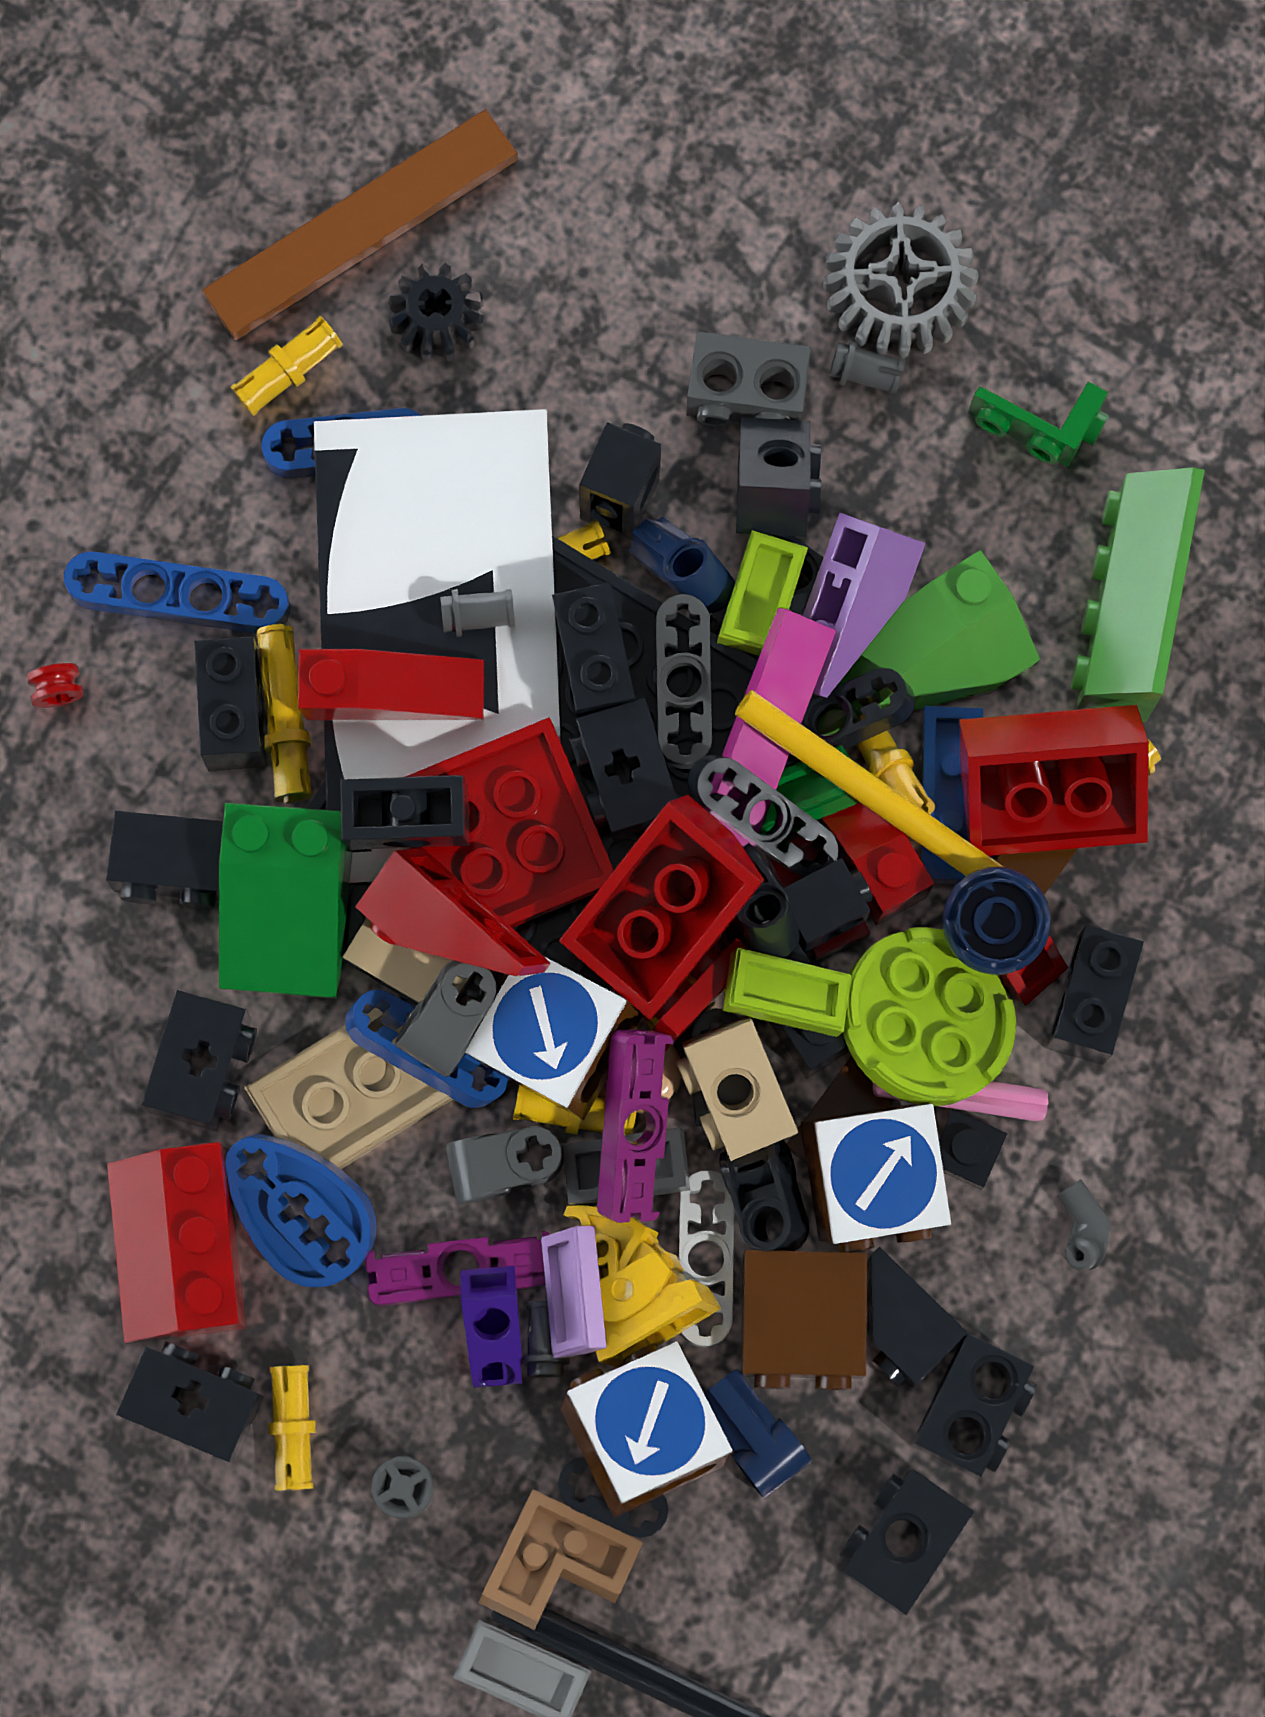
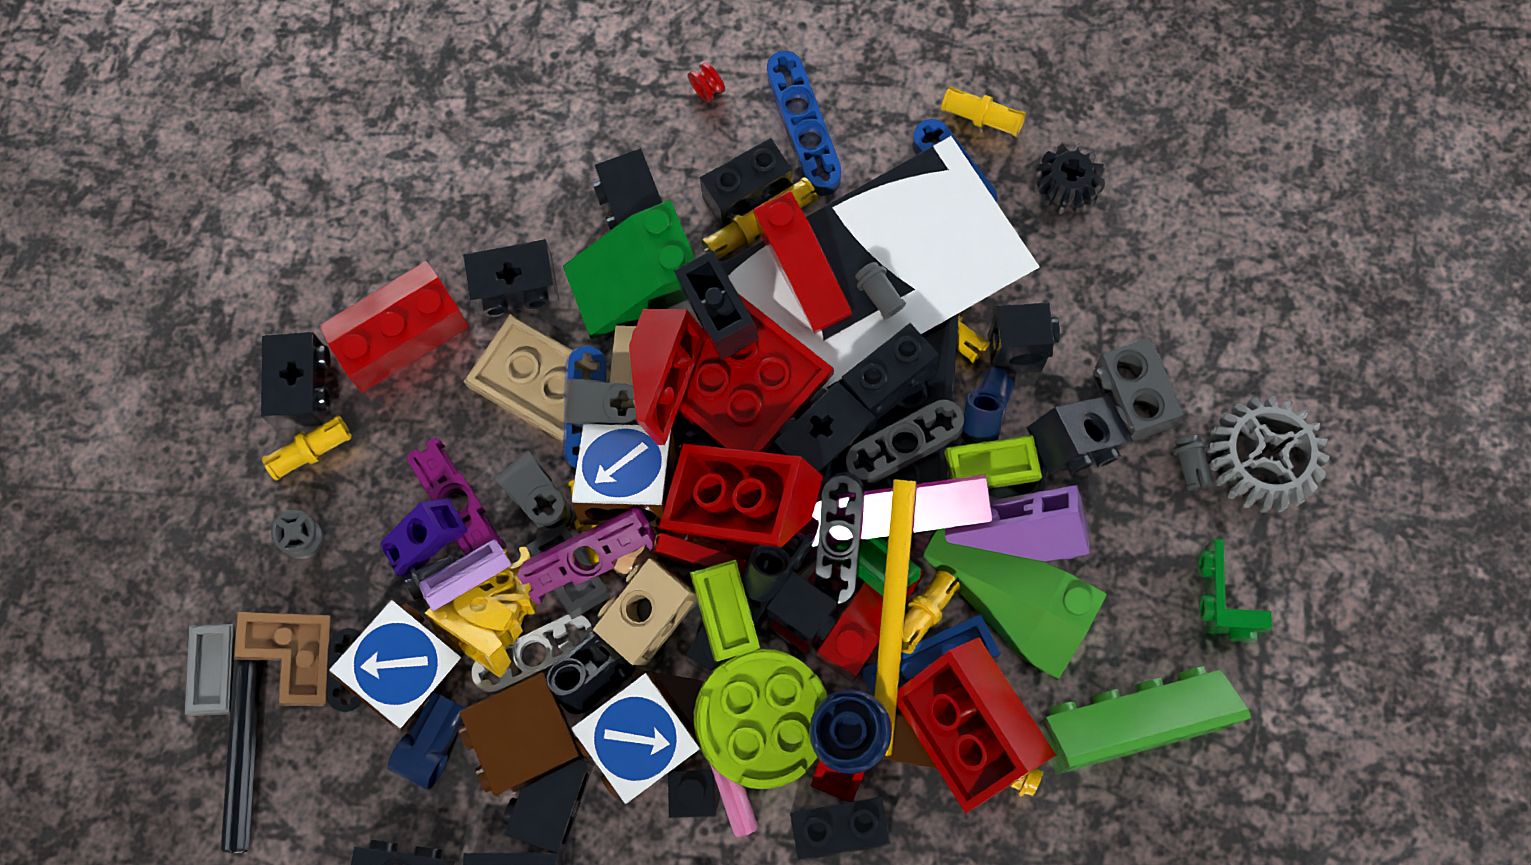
camera: 70 degrees right, 5 degrees down
(281, 1239) = (463, 396): blue piece -> none
(360, 224) = (1102, 110): dark orange tile -> none
(866, 691) = (943, 574): black beam -> none

